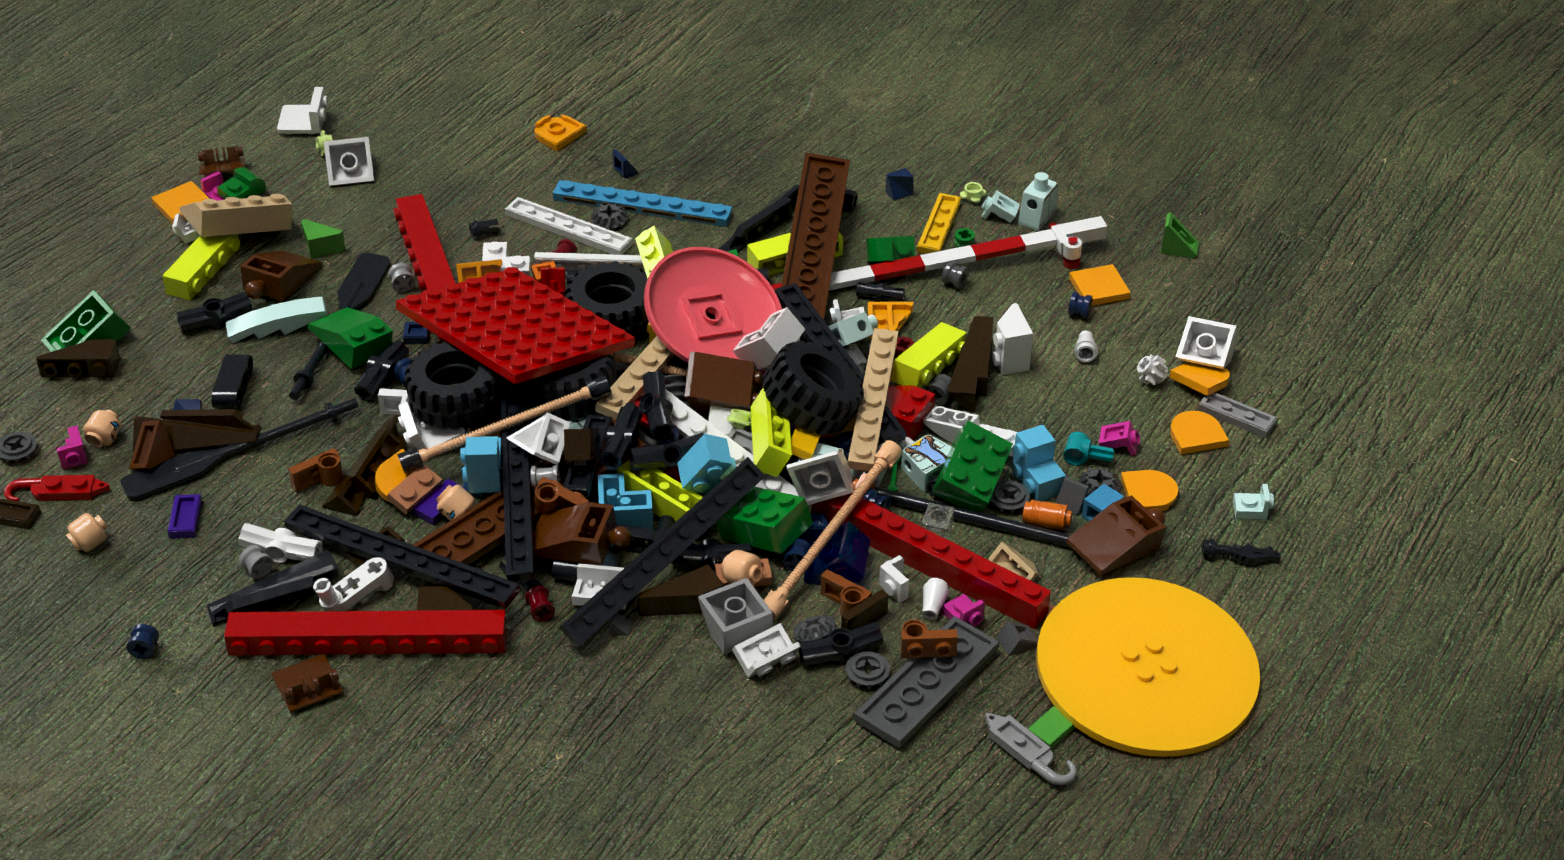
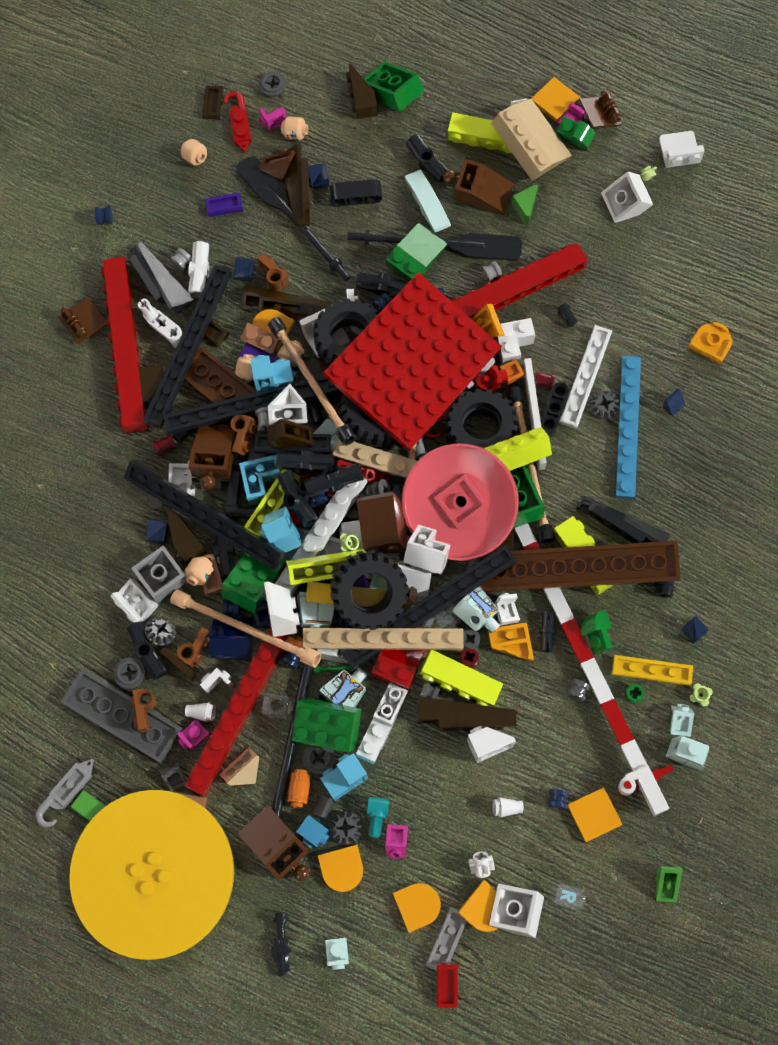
camera: 85 degrees right, 30 degrees up
(297, 495) = (244, 269): none -> dark blue slope
(447, 464) = (284, 353): none -> light nougat head
(594, 242) = (554, 402): none -> black beam
(668, 622) = (157, 532): none -> dark blue slope
(1191, 305) = (569, 897): none -> clear brick
(1290, 415) = (447, 985): none -> red tile

